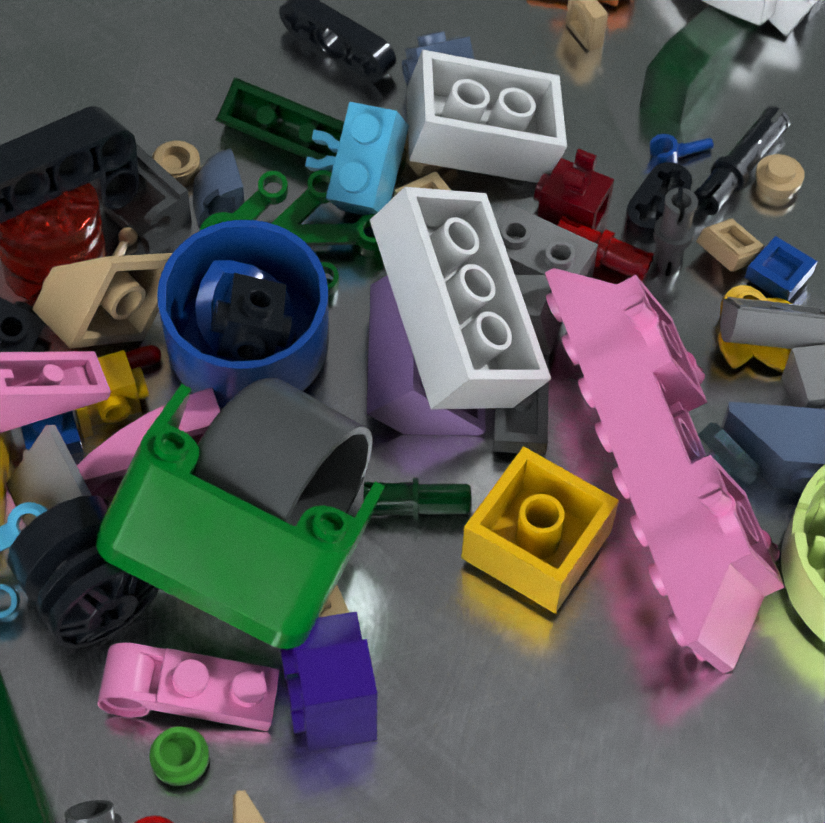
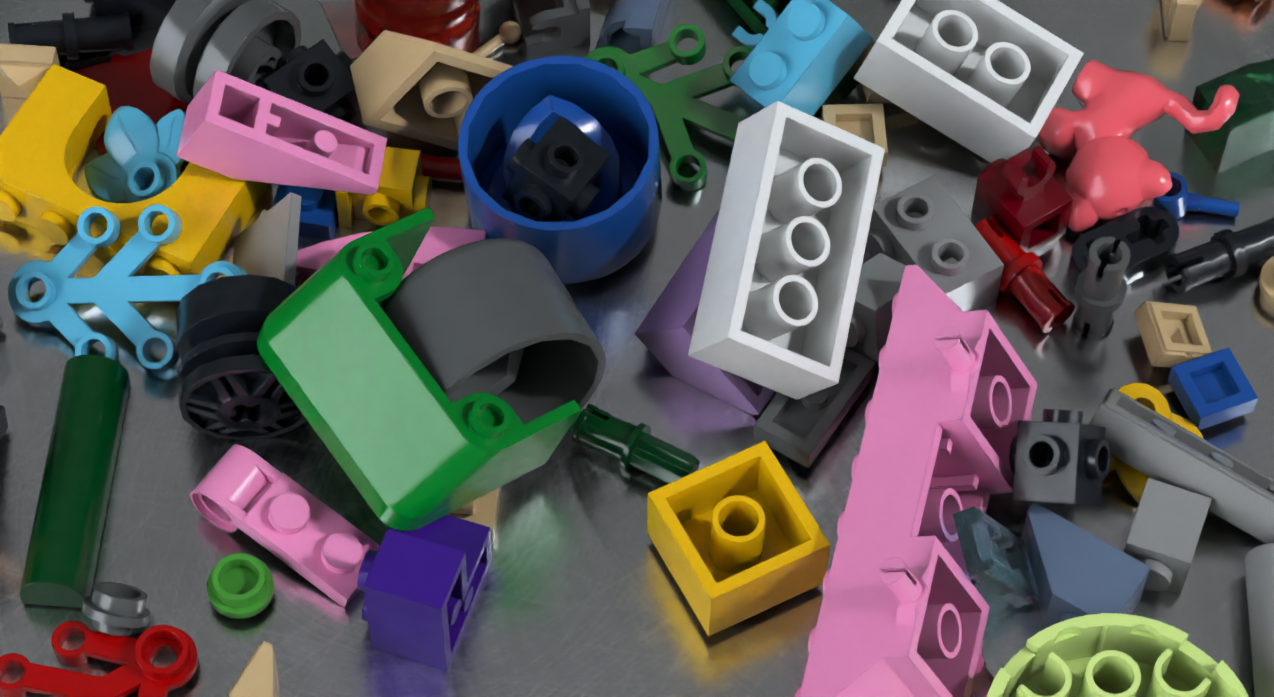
camera: 30 degrees right, 0 degrees up
(622, 148) = (1109, 168): none -> coral animal
(725, 382) = (1059, 459): none -> black brick

